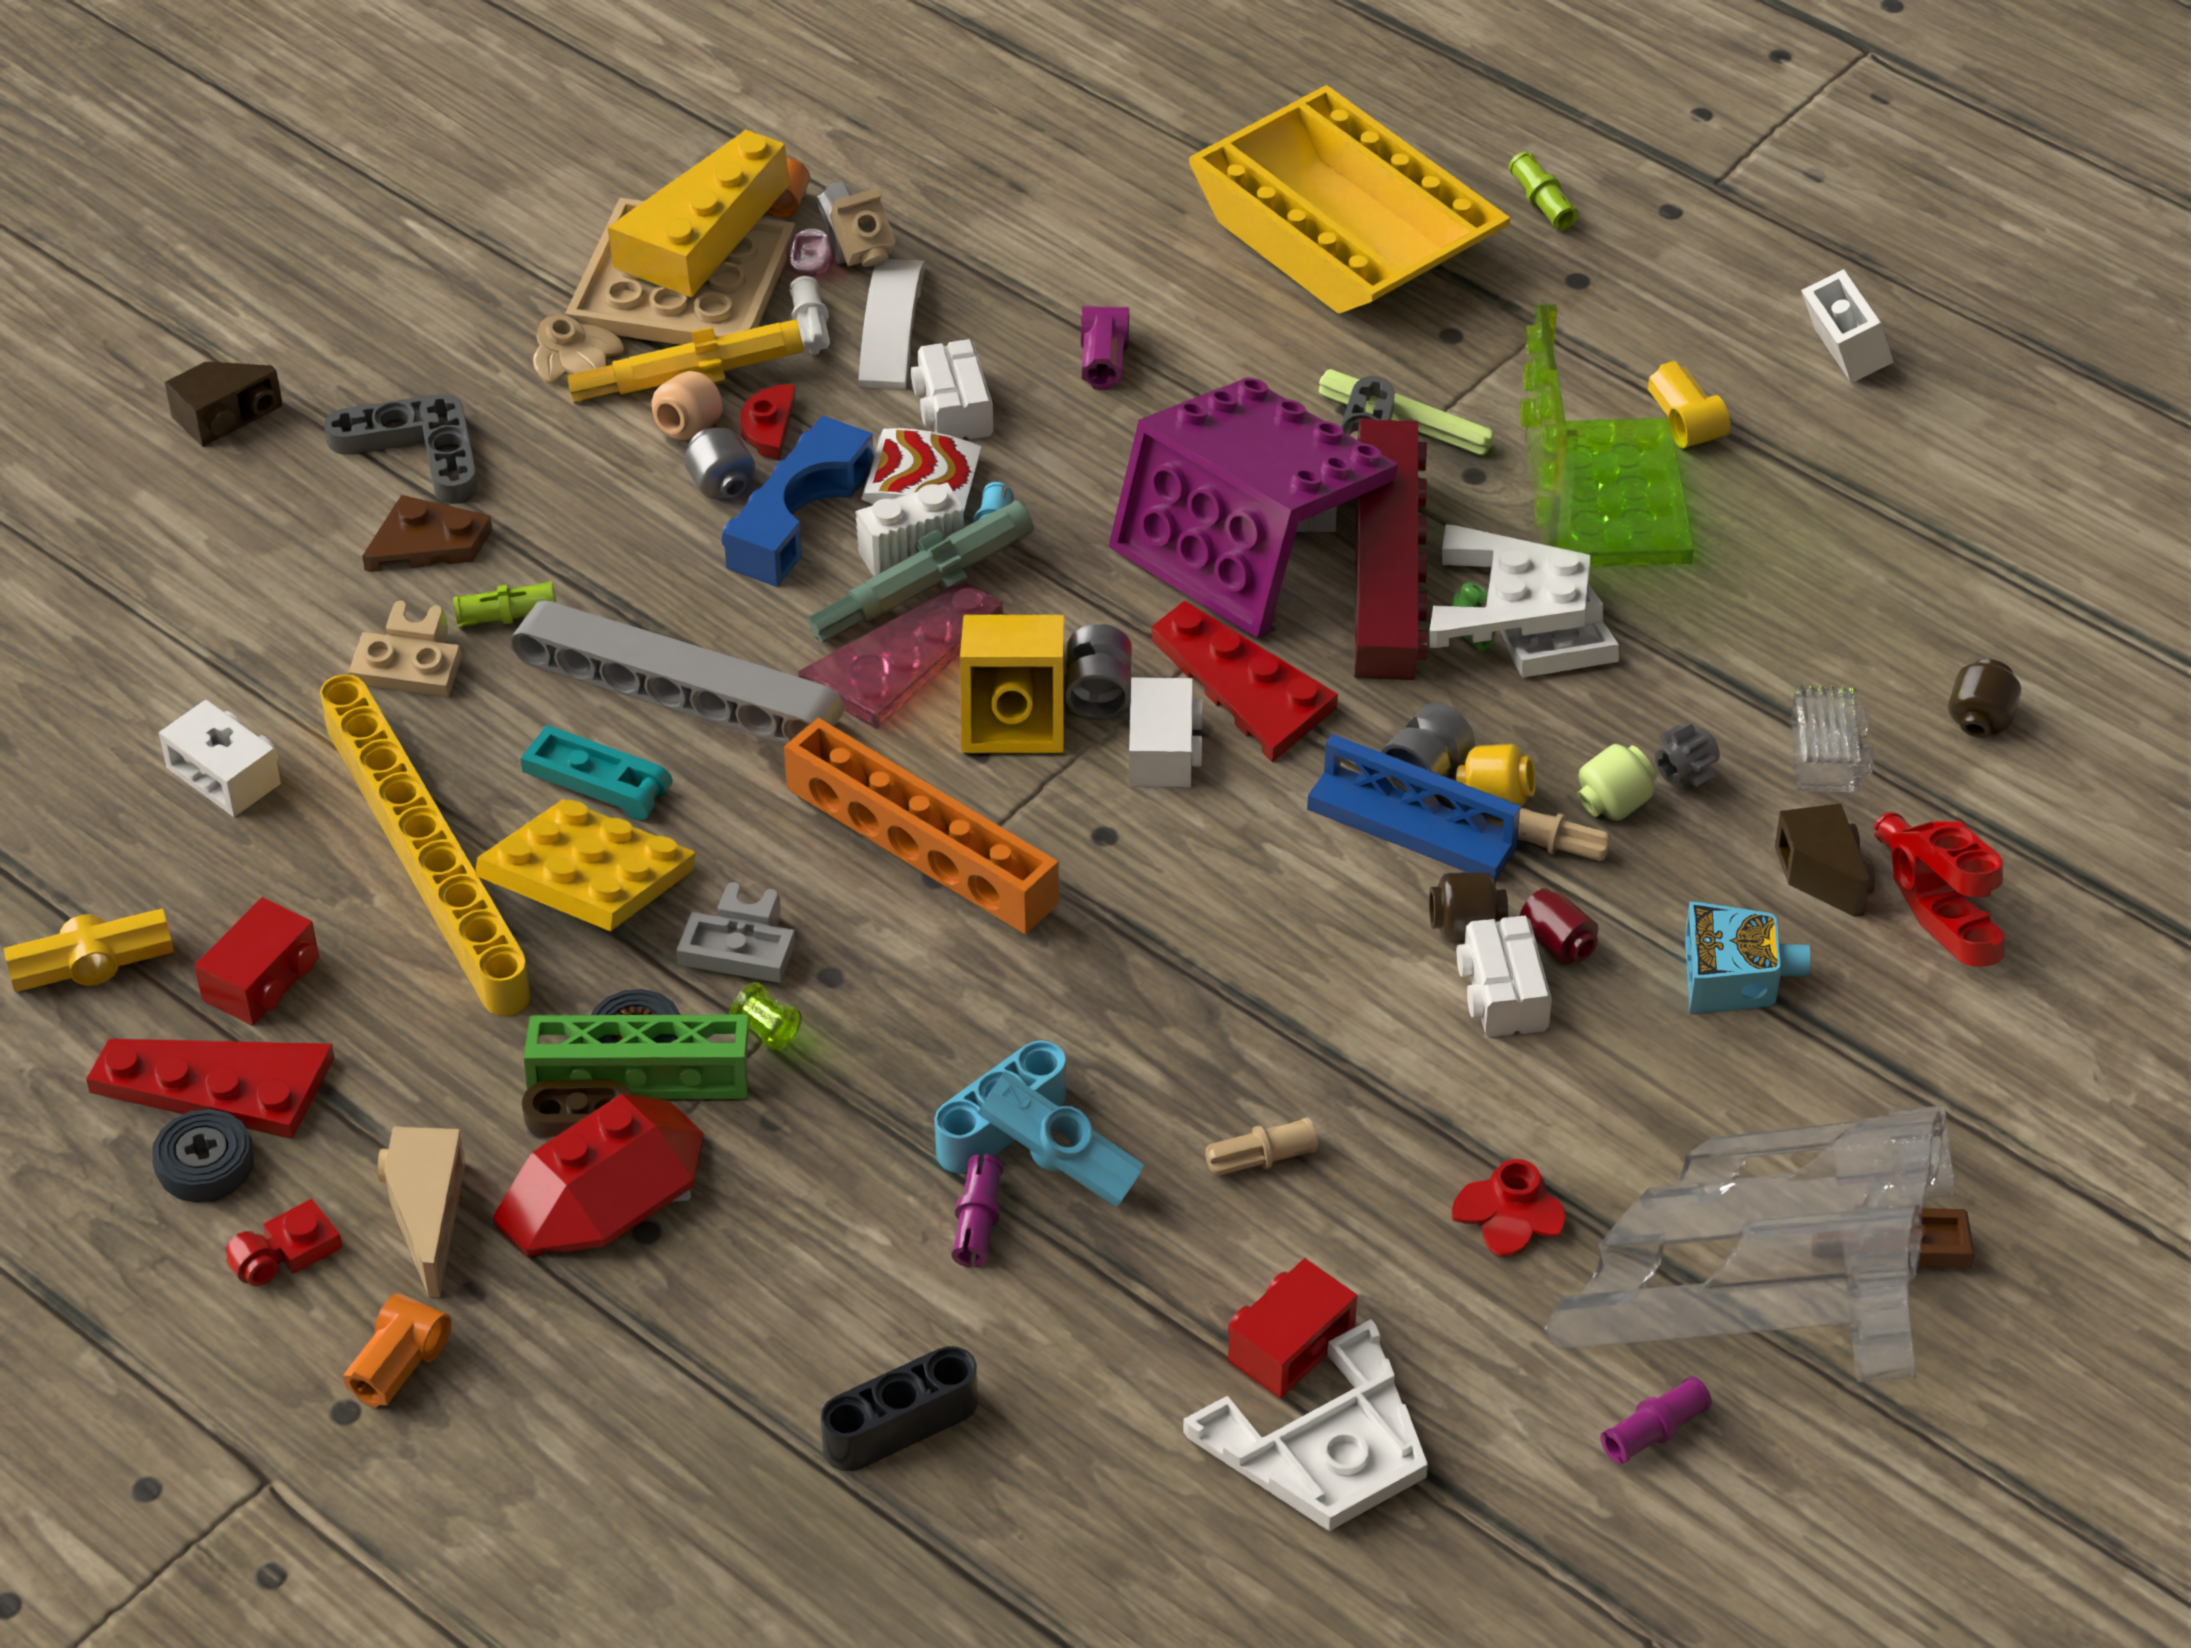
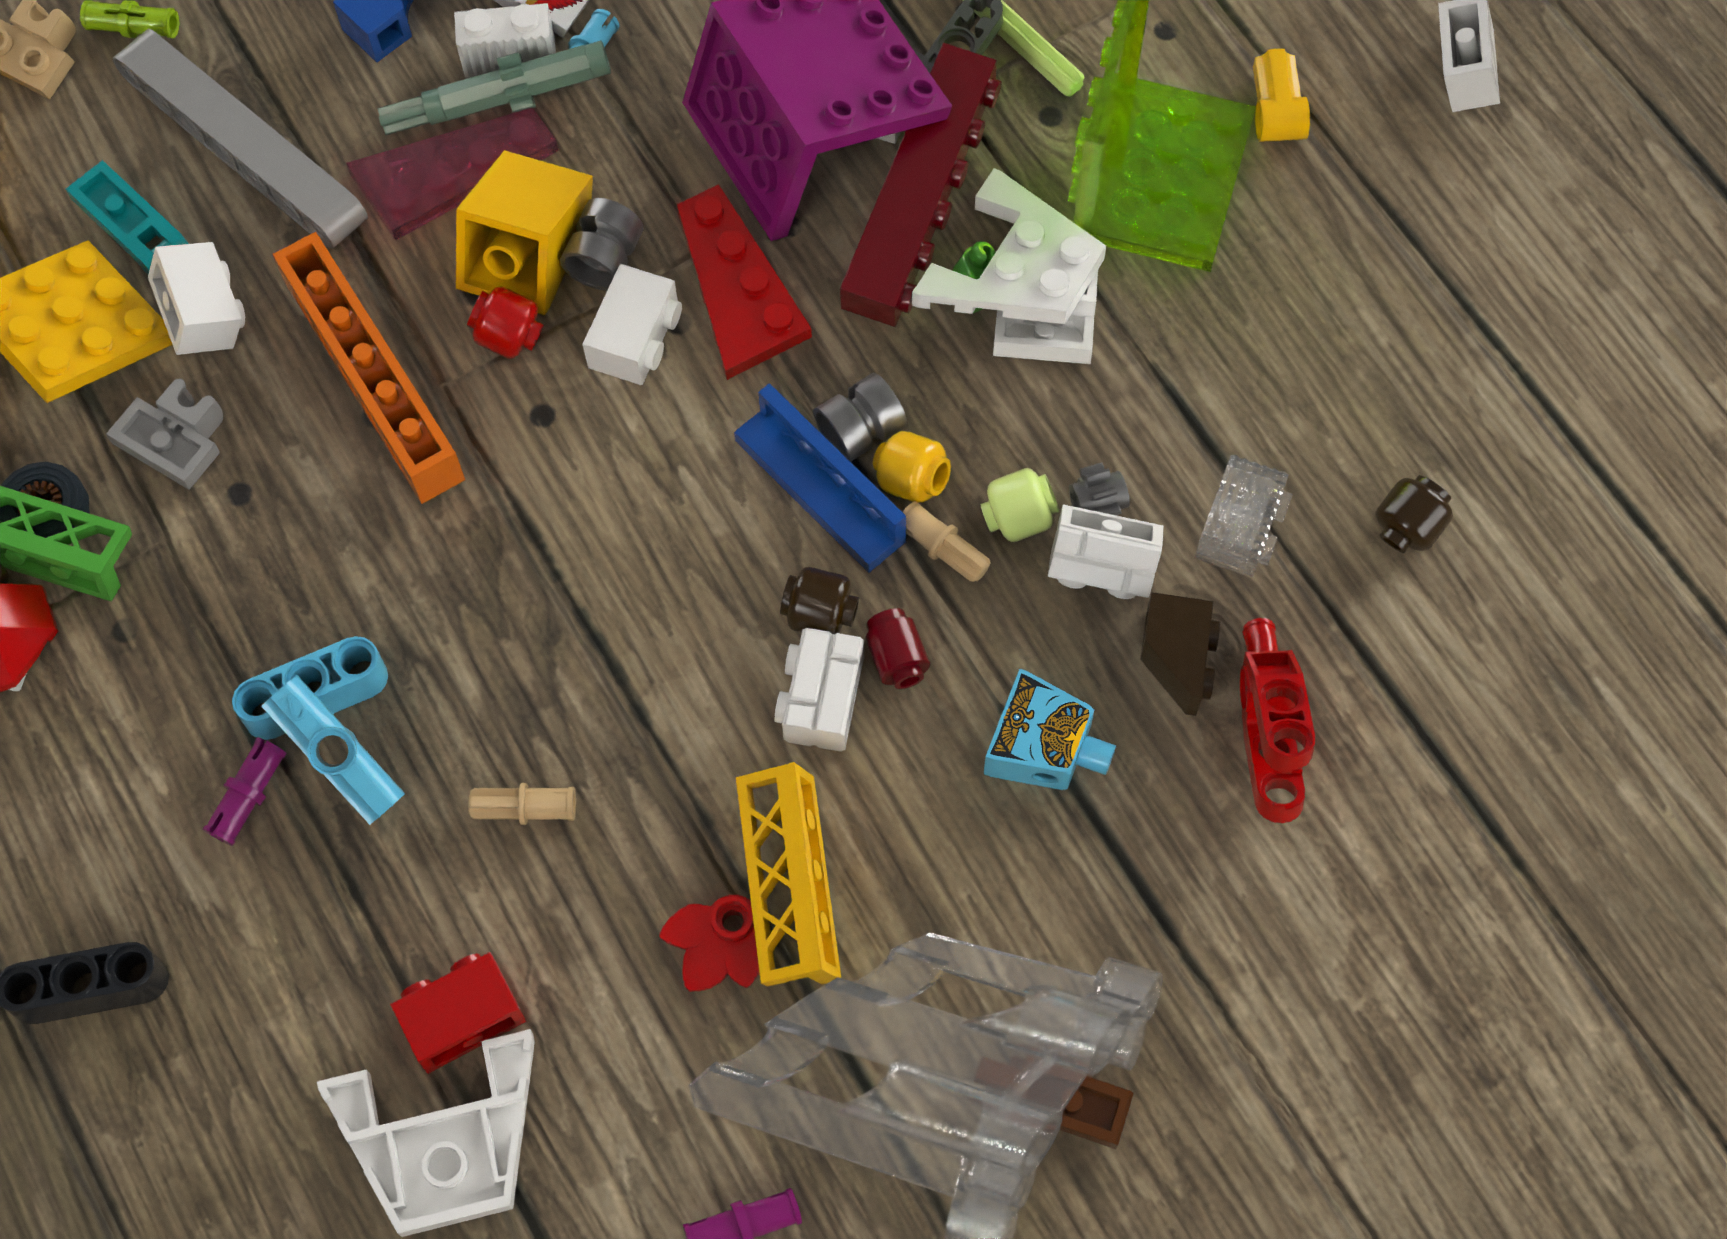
camera: 20 degrees right, 20 degrees up
(709, 814) = (195, 297): none -> white brick
(767, 1017) = (154, 526): clear neon green bush -> none
(1034, 760) = (505, 322): none -> red head
(1568, 1124) = (806, 871): none -> yellow fence
(1718, 796) = (1105, 552): none -> white brick

